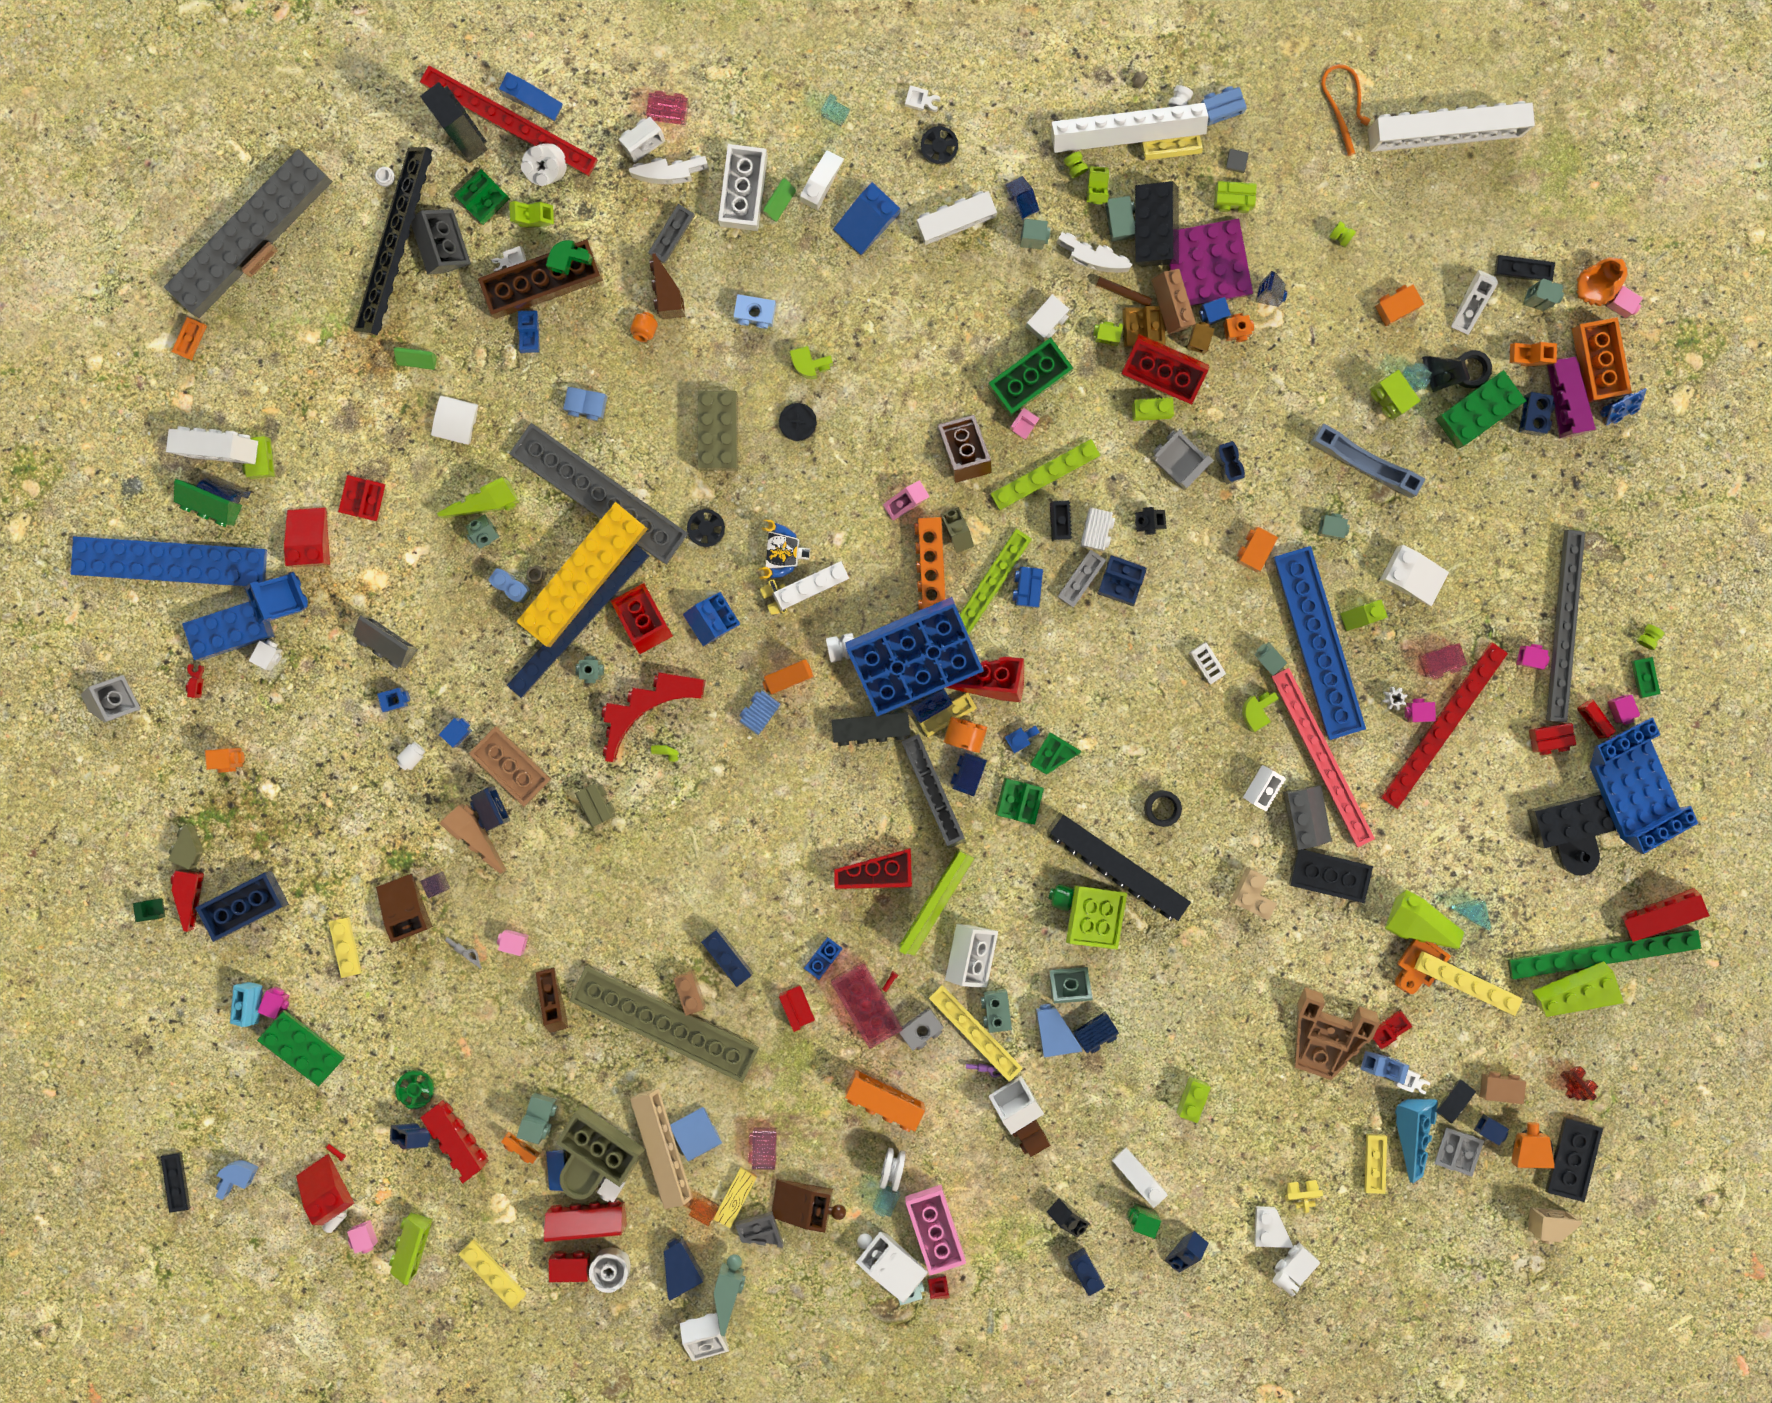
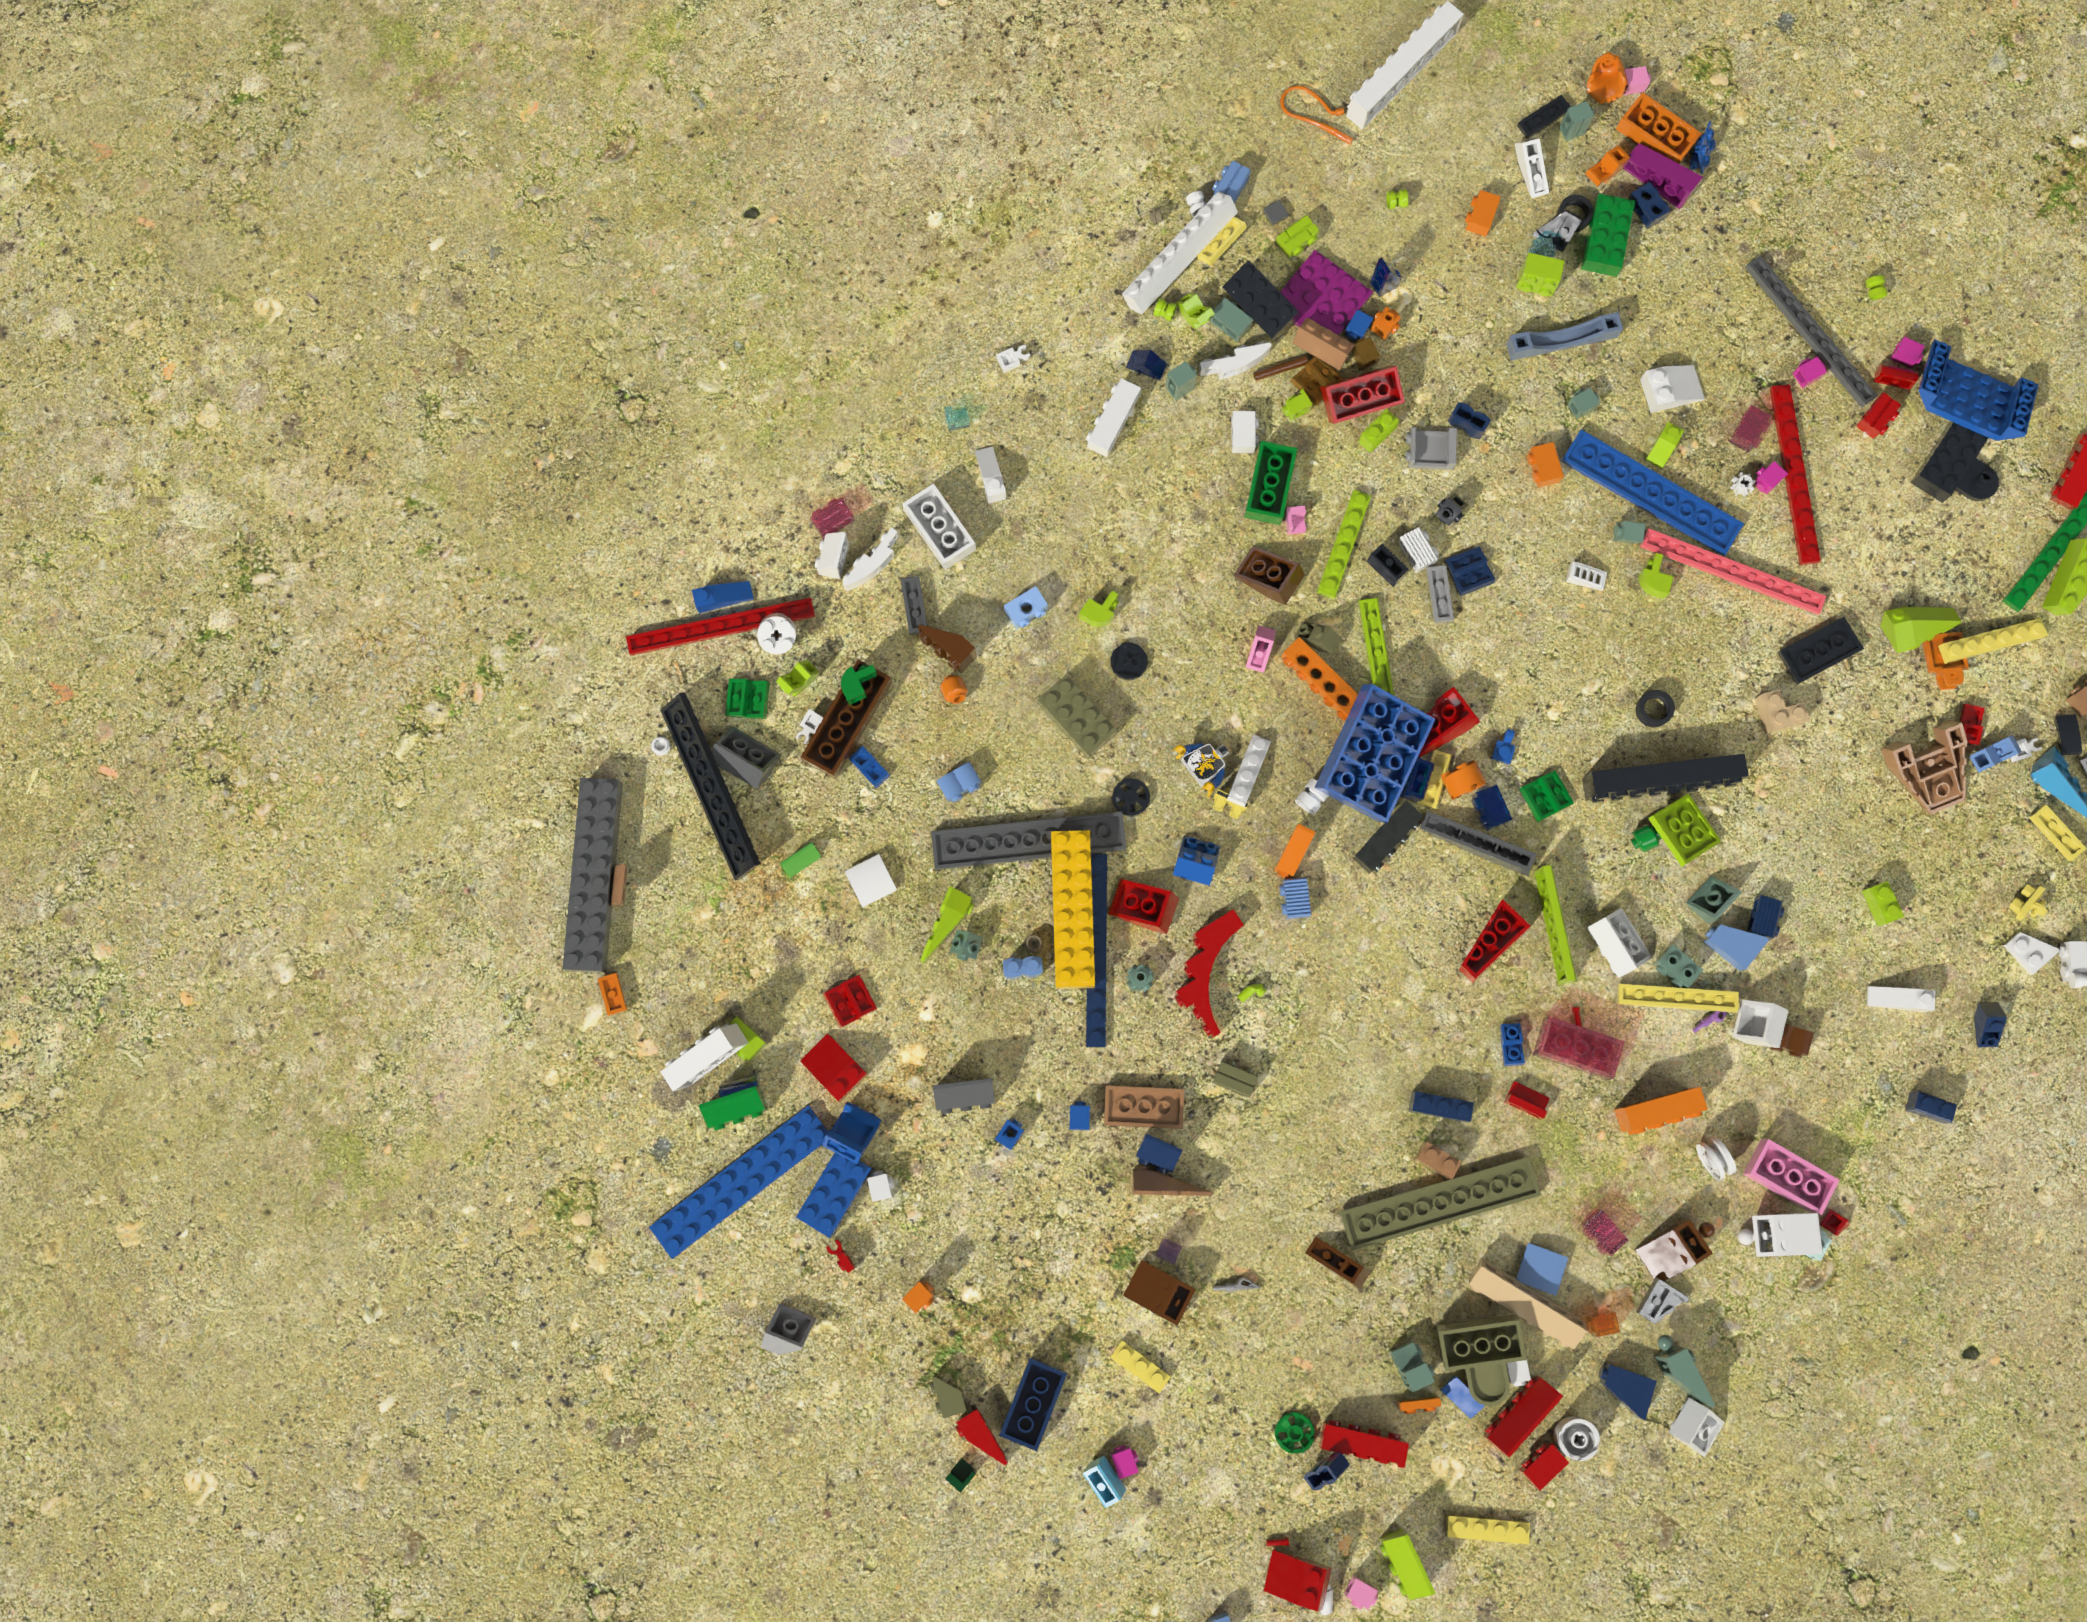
camera: 40 degrees left, 10 degrees down
(301, 1048) = (1178, 1478): green plate -> none
(410, 756) = (1060, 1167): white brick -> none
(455, 121) = (690, 652): black brick -> none
(512, 942) = (1267, 1243): bright pink brick -> none
(735, 1197) = (1617, 1292): light yellow tile -> none
(779, 200) = (972, 514): bright green slope -> none
(867, 218) = (1049, 473): blue slope -> none
(885, 1201) = (1732, 1190): clear light blue brick -> none
(926, 1018) = (1644, 1023): light grey brick -> none
(939, 145) = (1053, 379): black piece -> none
(1028, 587) = (1407, 633): blue brick -> none
(1053, 754) = (1538, 739): green wing -> none
(1068, 1218) = (1878, 1078): black slope -> none
(1144, 1220) = (1936, 1027): green brick -> none
(1264, 788) = (1713, 628): white brick -> none
(1307, 817) = (1762, 624): dark grey slope -> none
(1475, 911) = (1947, 585): clear light blue slope -> none
(1645, 677) = (1900, 318): green plate -> none

